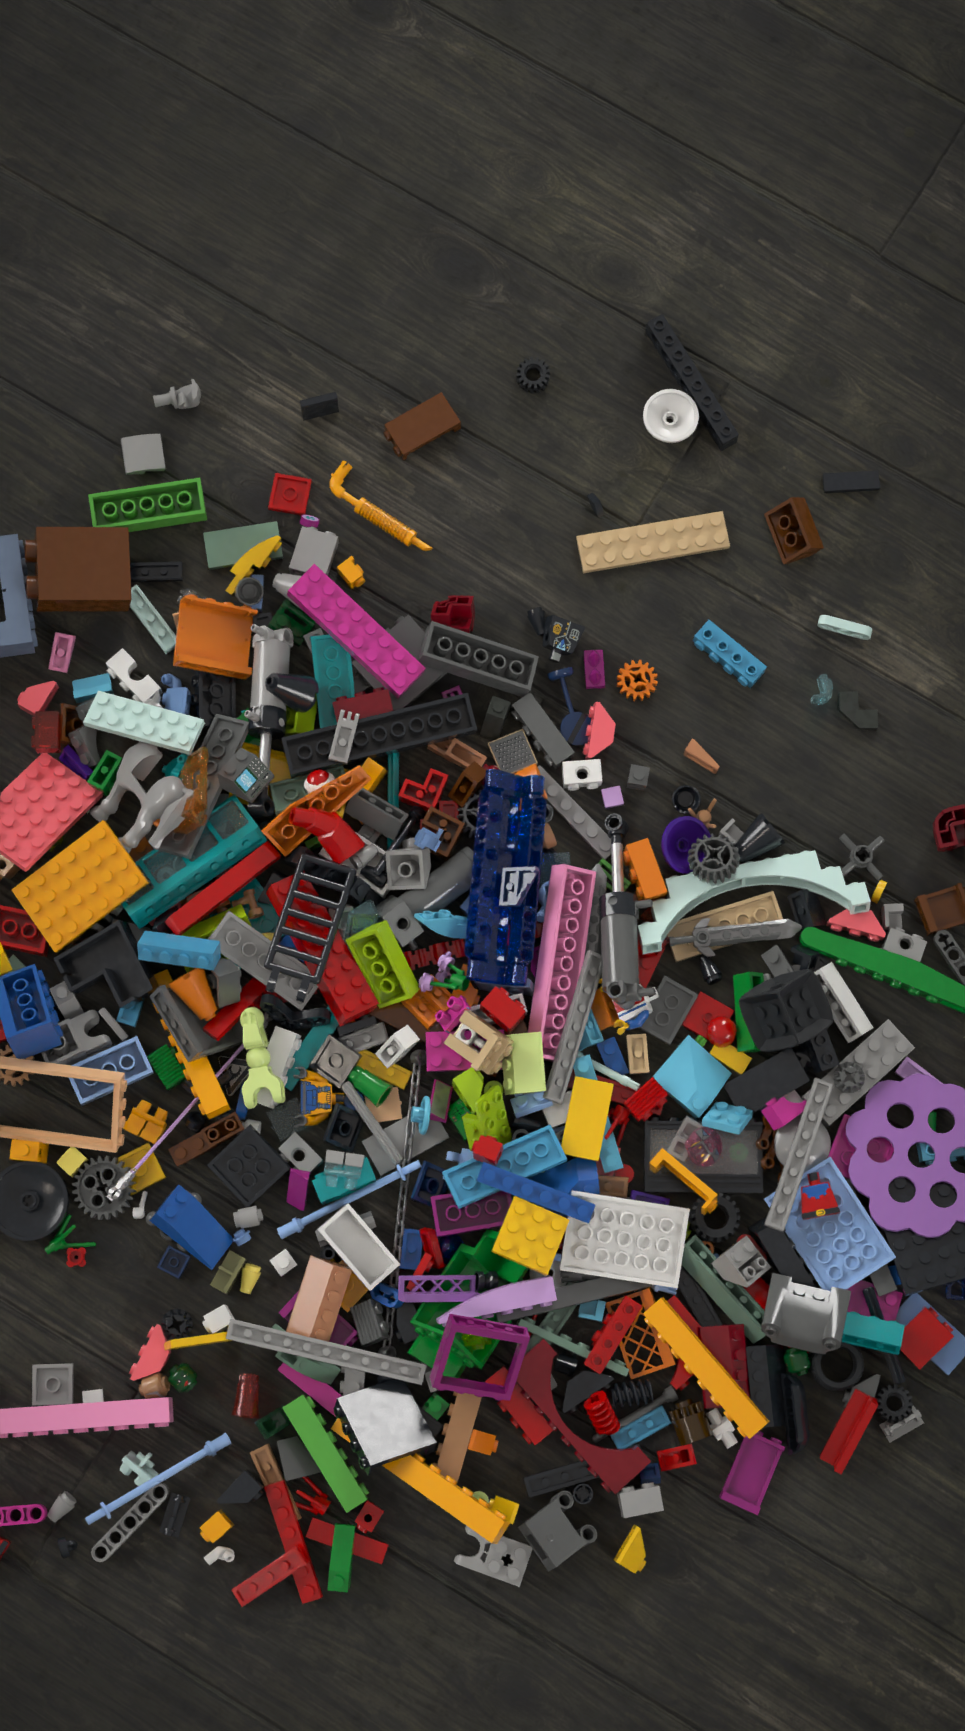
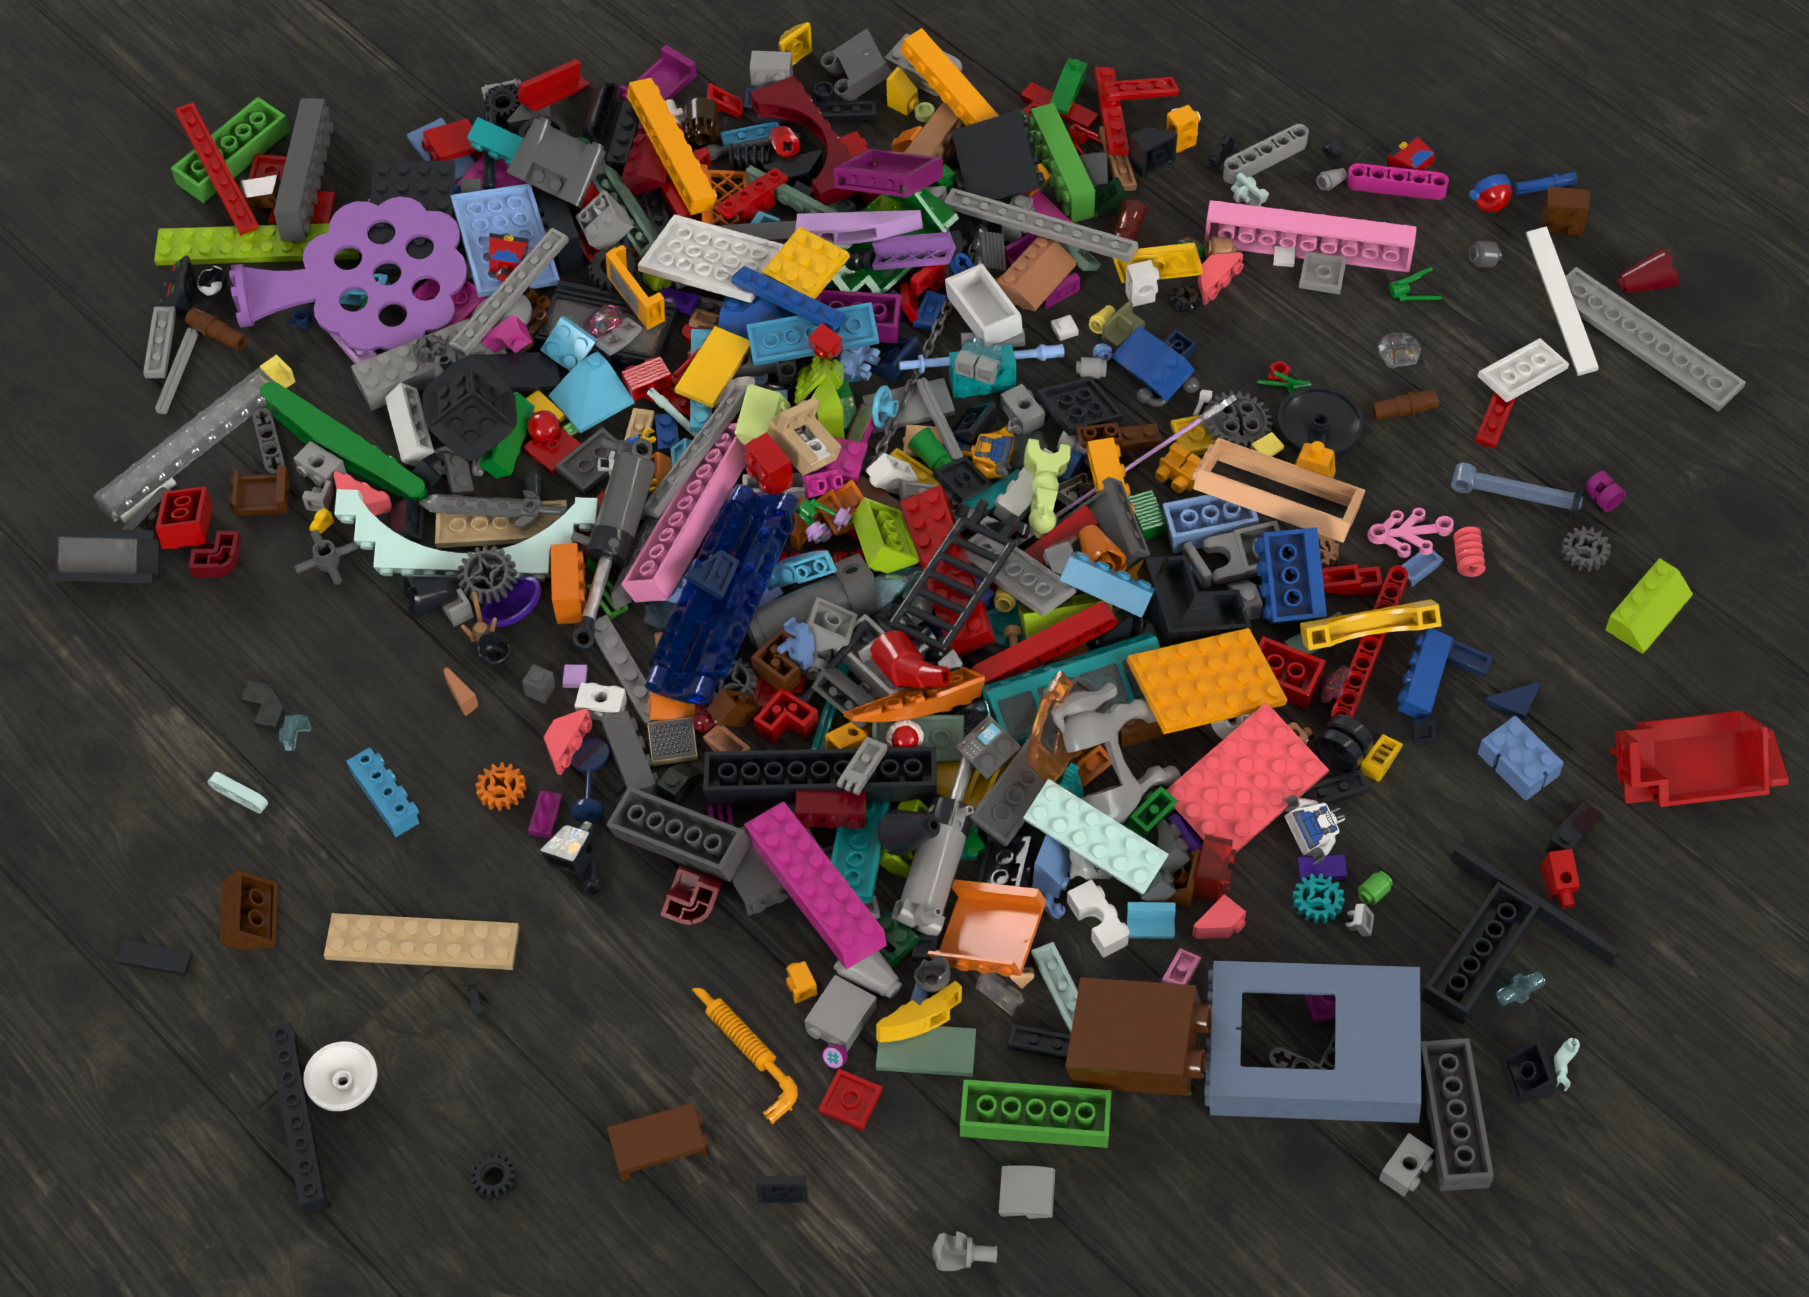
camera: 160 degrees left, 20 degrees down
(209, 1449) = (1175, 192): light blue bar -> none
(298, 1188) = (1031, 376): magenta slope -> none

